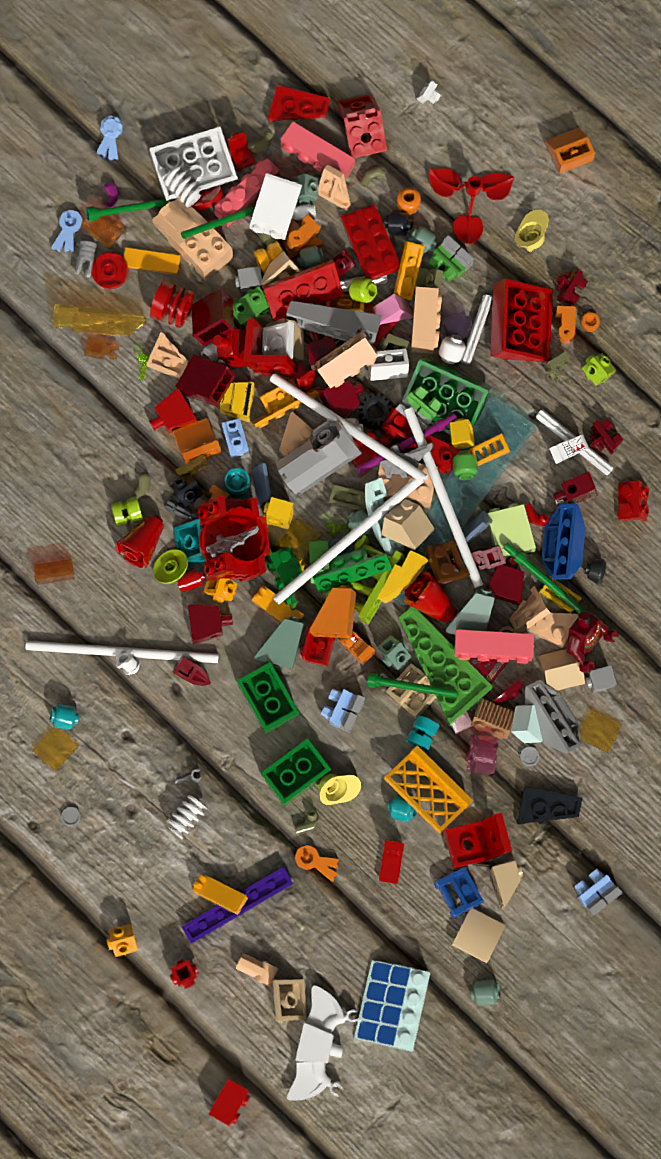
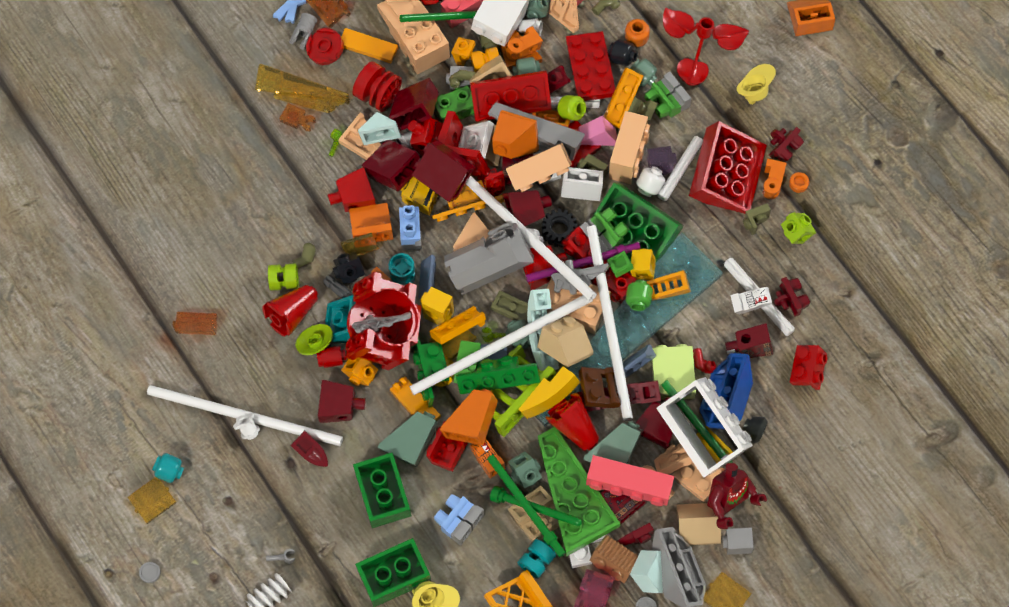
camera: 15 degrees right, 10 degrees down
(184, 348) = (379, 129): none -> light aqua slope
(245, 250) = (462, 50): none -> light orange bracket
(250, 279) = (459, 76): none -> olive arm
(256, 380) = (443, 170): none -> dark red brick
(302, 526) = (458, 325): none -> light orange hinge
(316, 331) = (515, 135): none -> orange slope
(431, 712) = (549, 536): none -> green bar
(441, 439) = (620, 264): none -> bright green tile
(539, 595) = (688, 437): none -> white hose

